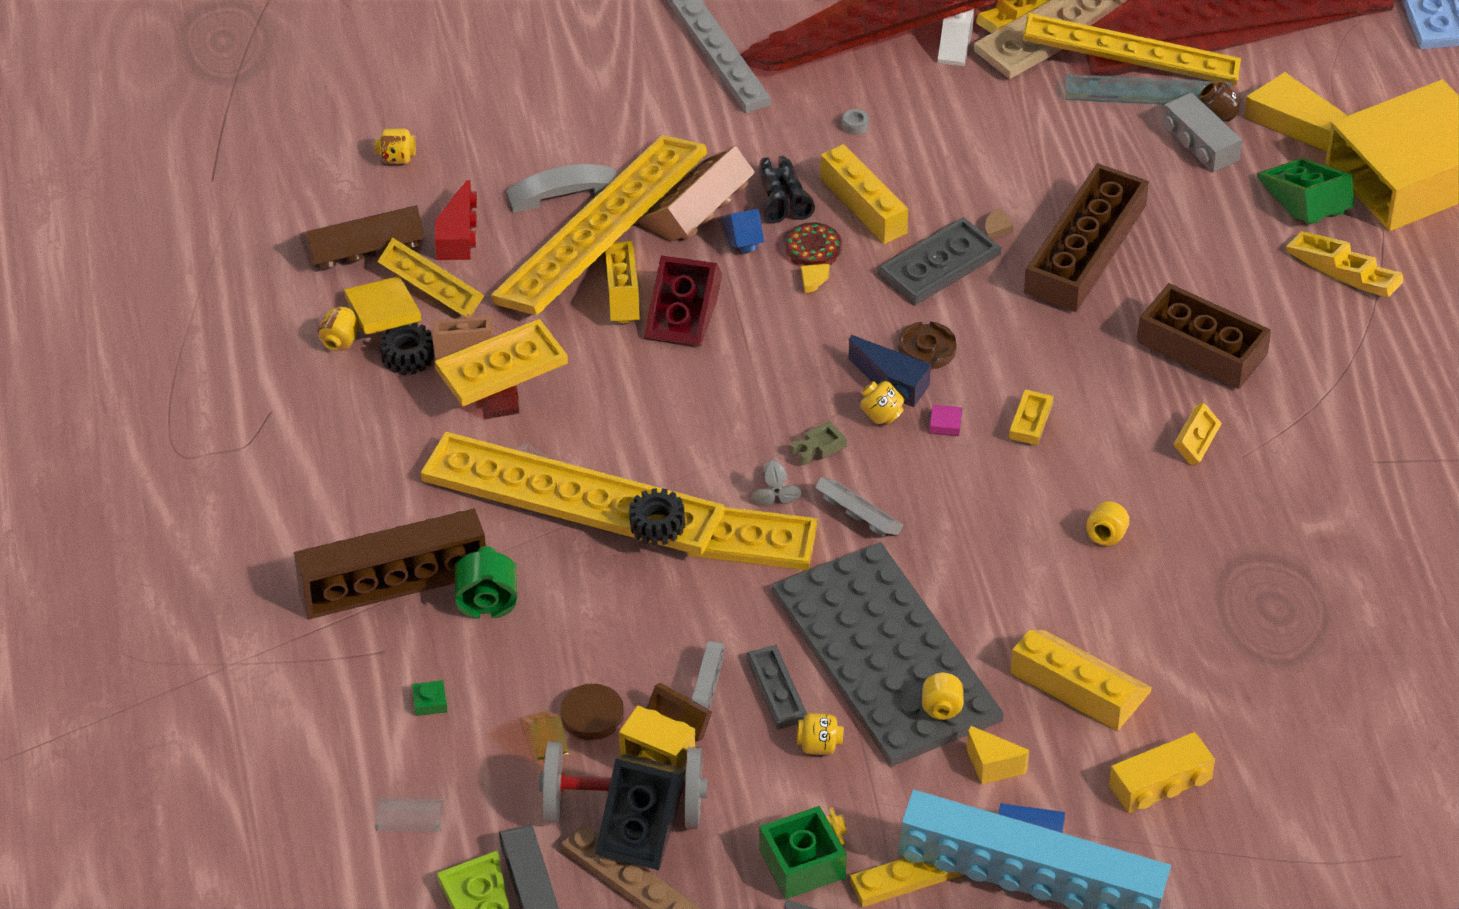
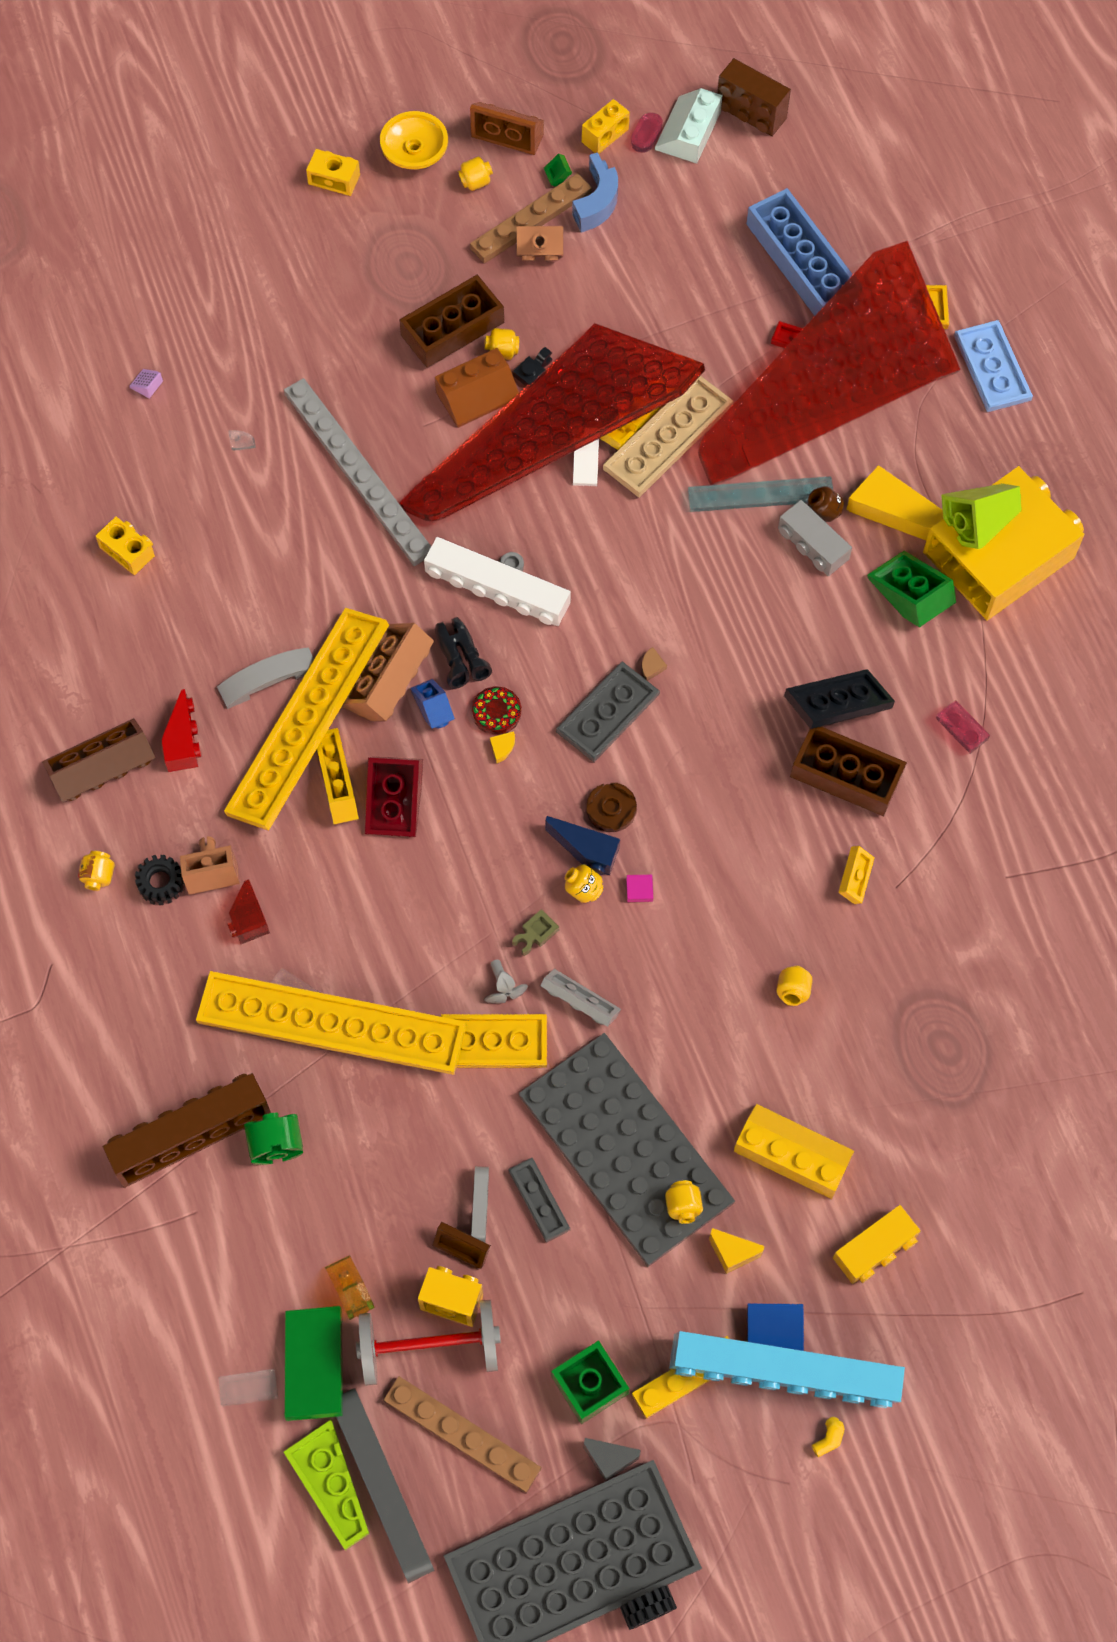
camera: 10 degrees left, 20 degrees up
(382, 305) = (130, 838): yellow tile -> none
(396, 146) = (111, 654): yellow head -> none
(429, 698) = (244, 1259): green plate -> none
(430, 278) = (168, 801): yellow plate -> none
(431, 56) = (121, 548): none -> yellow brick
(488, 795) = (313, 1363): none -> green tile
(501, 362) = (247, 897): yellow plate -> none
(592, 711) = (386, 1252): reddish brown tile -> none
(640, 810) = (448, 1371): black slope -> none
(657, 529) = (407, 1033): black tyre -> none
(819, 733) = (584, 1251): yellow head -> none
(831, 127) = (497, 581): none -> white brick
(838, 824) = (612, 1345): yellow plate -> none
(864, 194) = (532, 650): yellow brick -> none
(1031, 417) = (712, 876): yellow plate -> none
(1086, 237) = (732, 674): reddish brown brick -> none
(1131, 49) = (741, 455): yellow tile -> none
(1204, 268) = (839, 698): none -> black plate
(1337, 261) = (956, 668): yellow slope -> none
(1344, 317) = (963, 726): none -> clear pink plate
(1390, 106) = (981, 512): none -> lime slope

